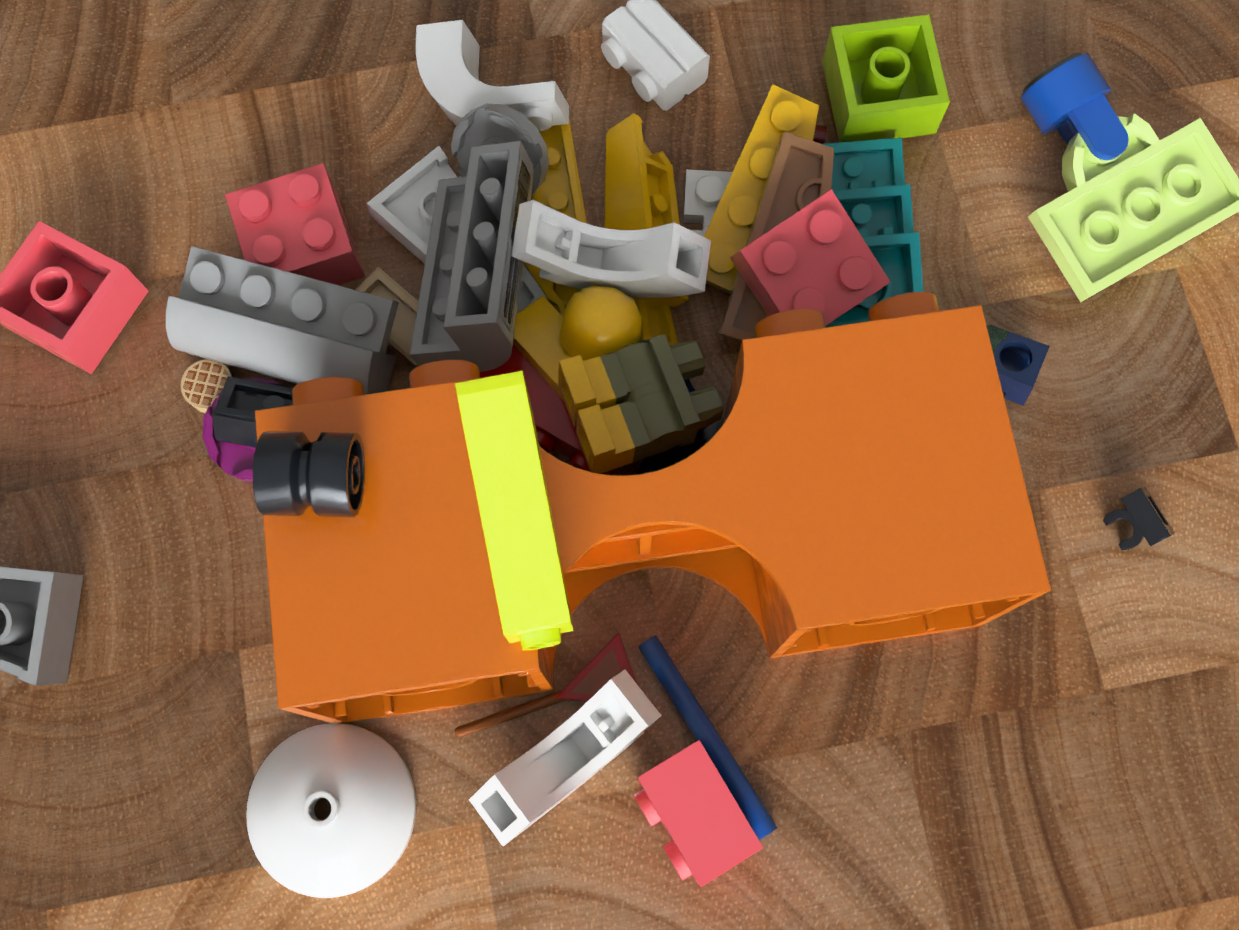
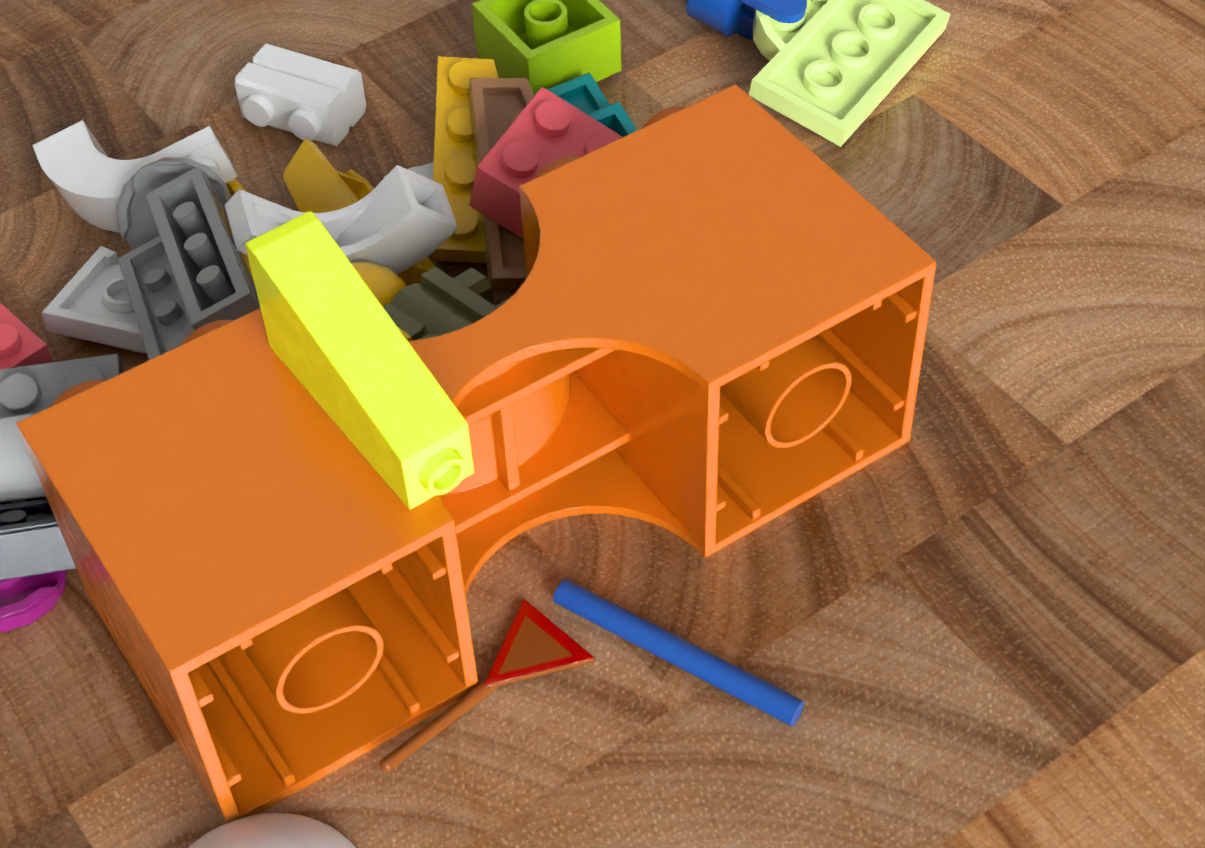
camera: 25 degrees left, 25 degrees down
(302, 473) = (111, 425): black wheel -> none
(565, 758) = (516, 749): white arch -> none
(698, 814) = (703, 697): coral brick -> none
(1145, 518) = (1008, 276): black tile -> none

